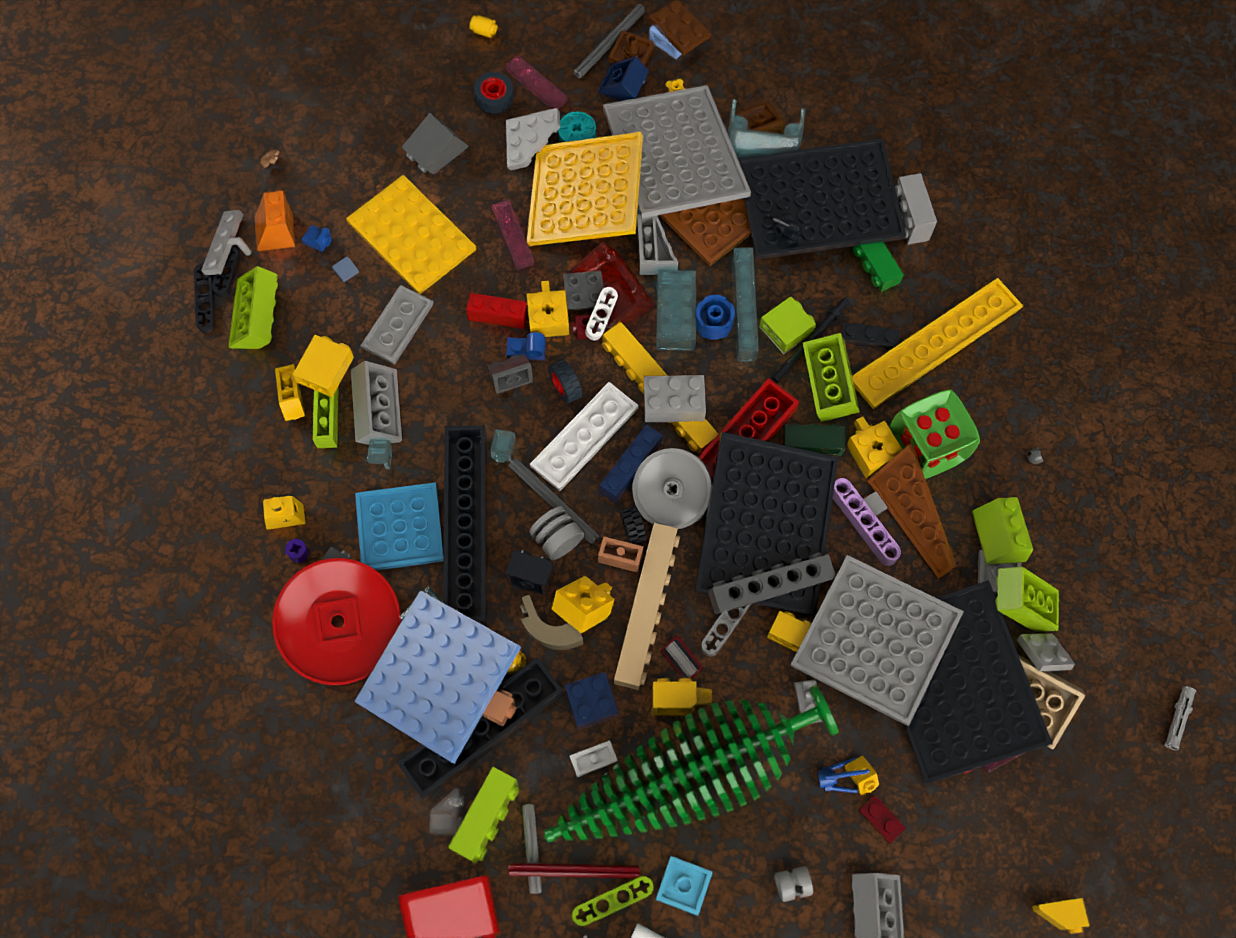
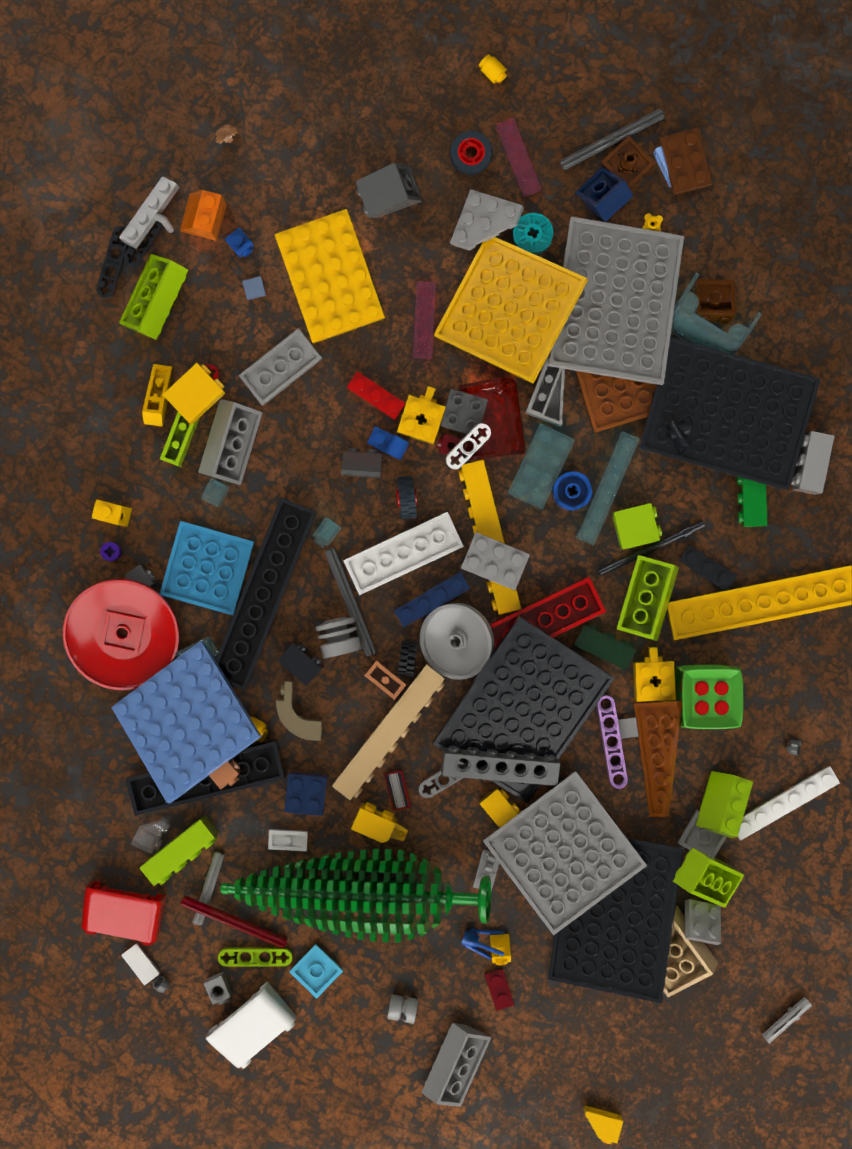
camera: 25 degrees right, 20 degrees up
(583, 603) = (334, 710): yellow hinge -> none
(1058, 507) = (787, 801): none -> white plate

